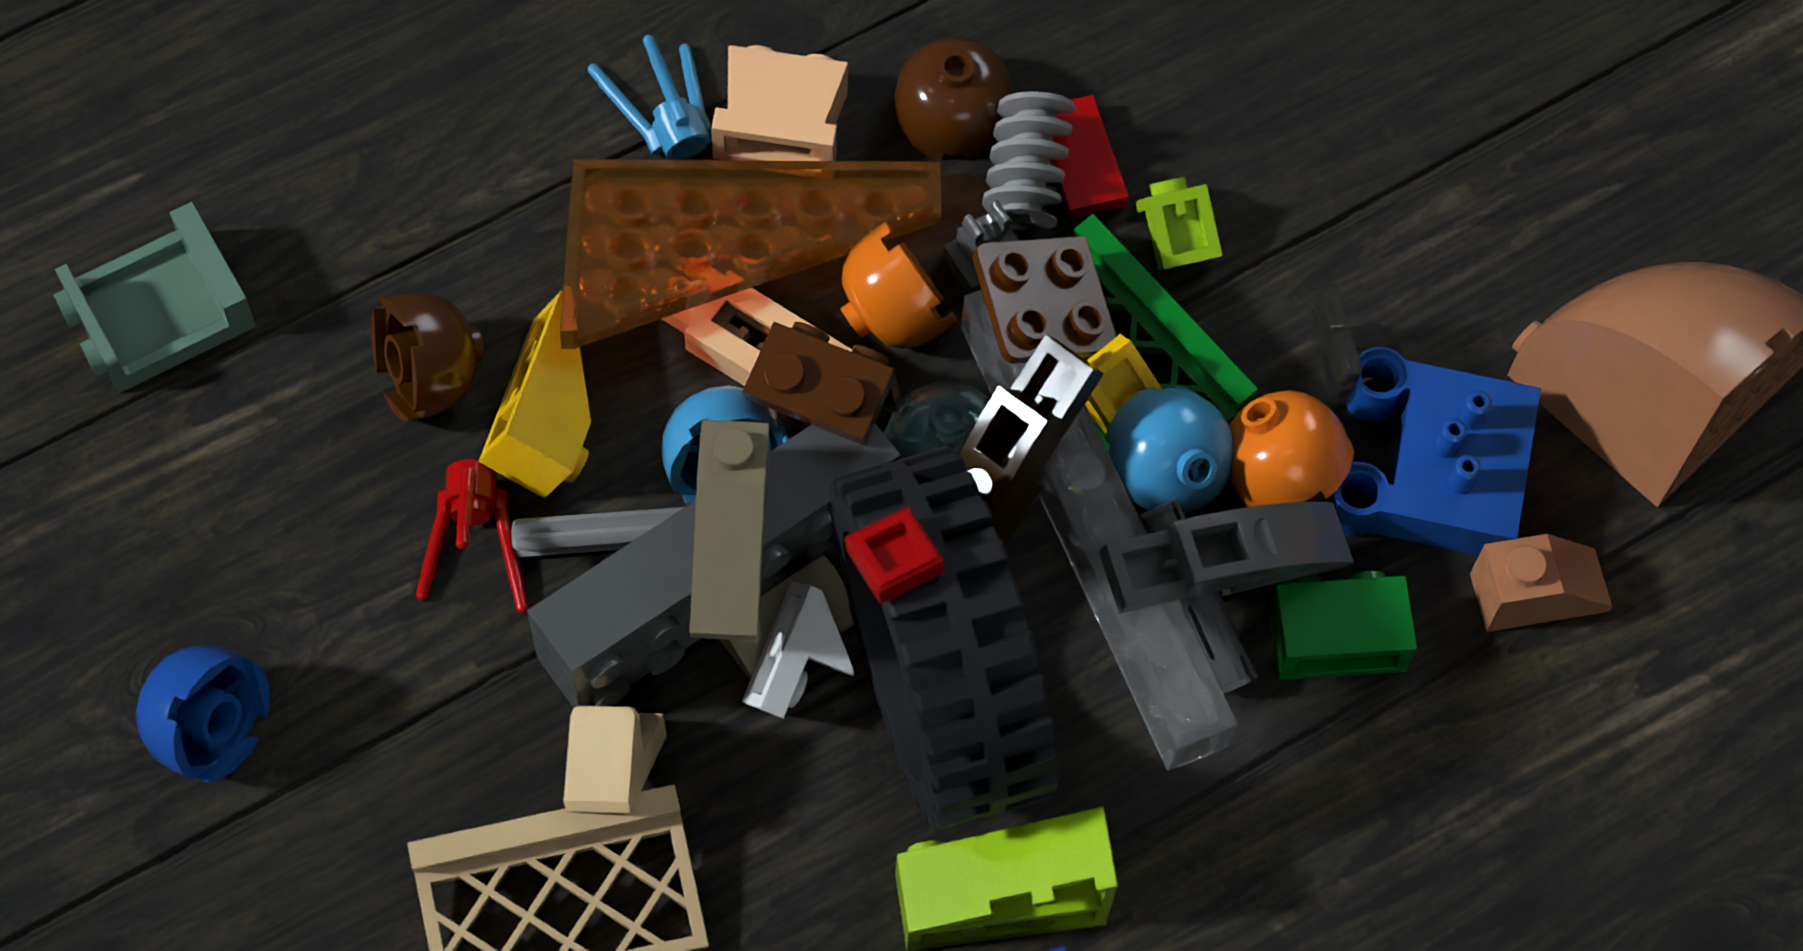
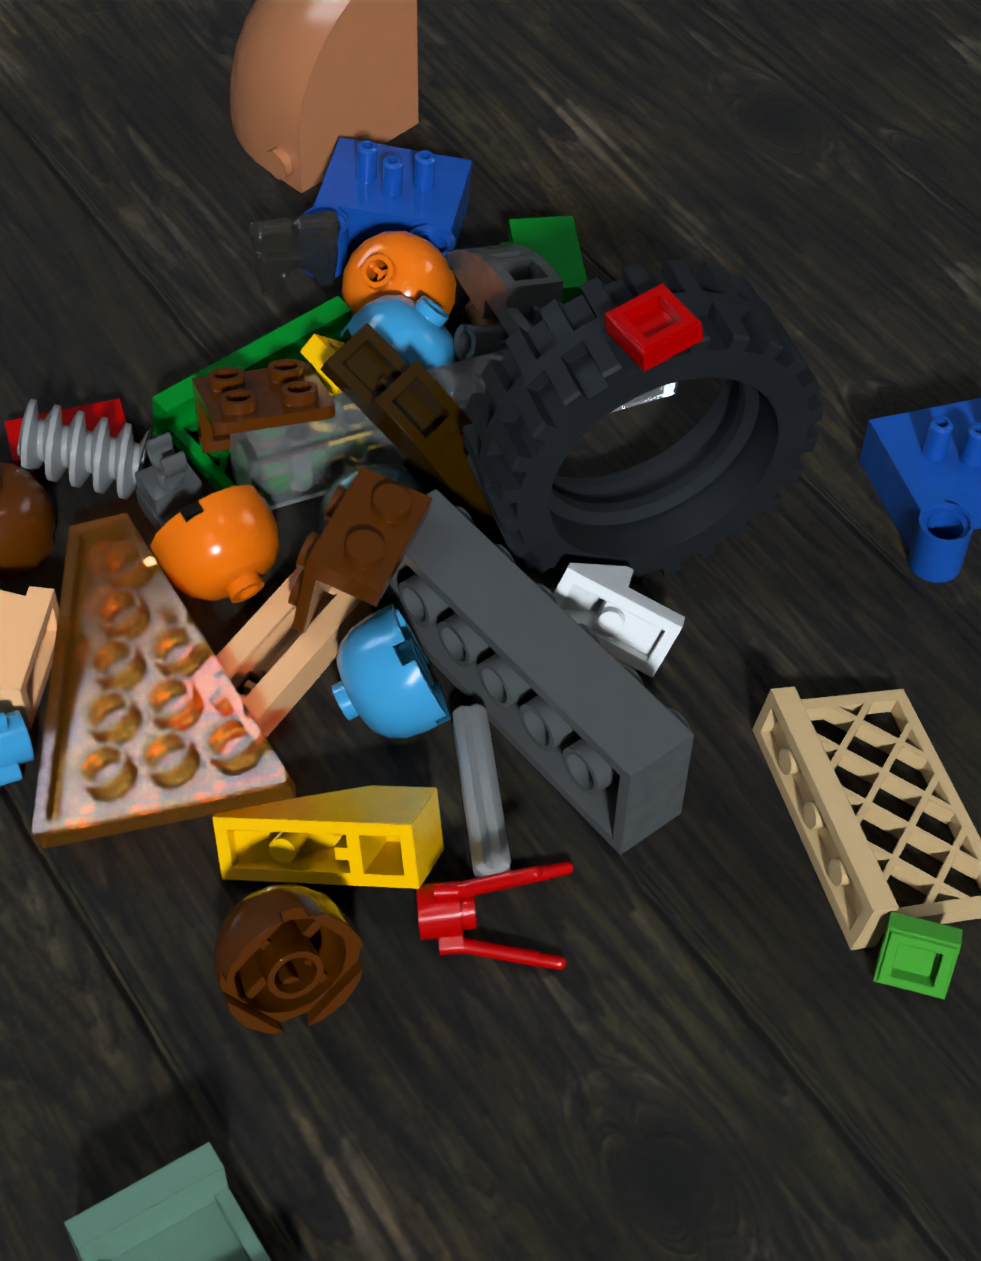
camera: 90 degrees left, 15 degrees down
(201, 710) = (742, 1153): blue cylinder -> none
(379, 894) = (918, 955): none -> bright green tile
(610, 757) = (751, 742): tan slope -> none
(729, 529) = (531, 590): dark tan slope -> none
(1007, 882) = (831, 506): lime wedge -> none
(1180, 223) = (149, 359): lime bracket -> none
(1537, 582) = (500, 174): nougat slope -> none

